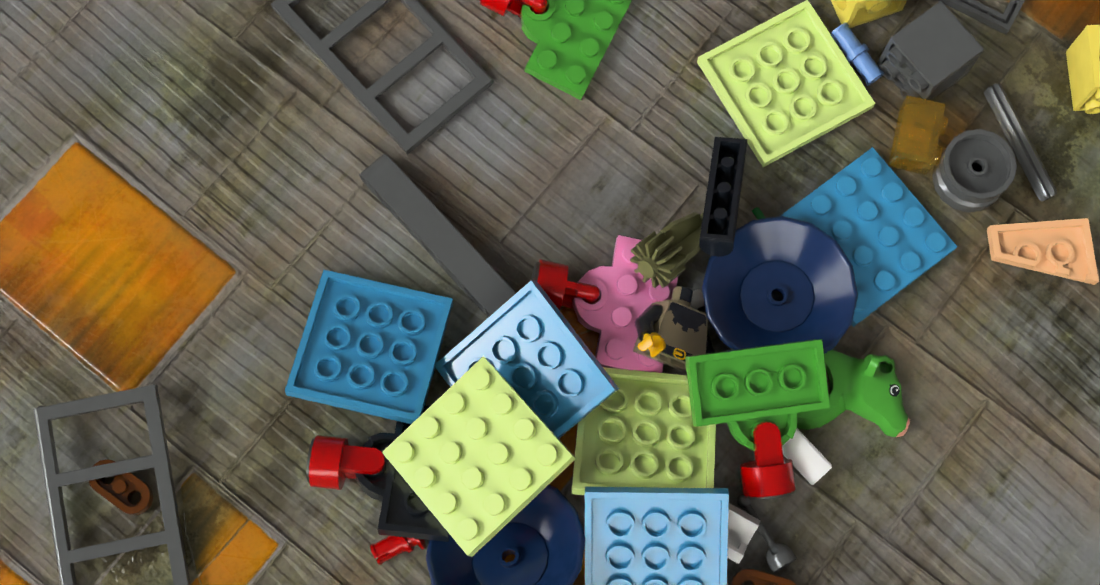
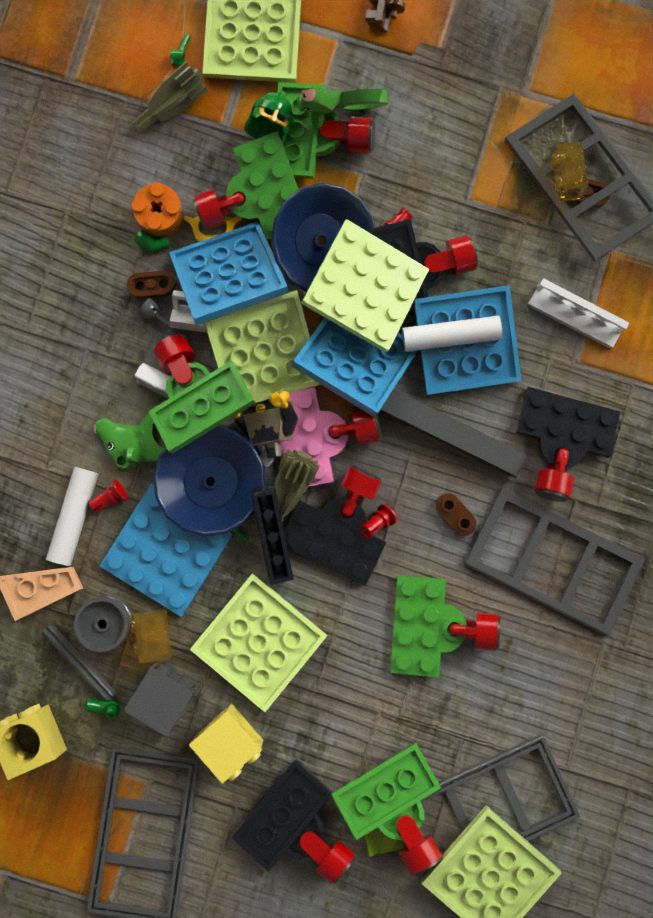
camera: 155 degrees right, 10 degrees up
(132, 514) = (570, 171): none -> clear yellow brick
(213, 328) = (577, 313): none -> white fence
(298, 185) = (565, 435): none -> black plate
(388, 357) = (452, 333): none -> white brick
(478, 140) = (456, 514): none -> reddish brown plate
(578, 165) = (381, 519): none -> red pin
(634, 175) = (334, 533): none -> black plate
(857, 54) = (215, 684): medium blue pin -> none
(913, 327) = (110, 496): none -> red pin
(974, 322) = (72, 516): none -> white brick
(997, 73) = (108, 708): none -> green arm

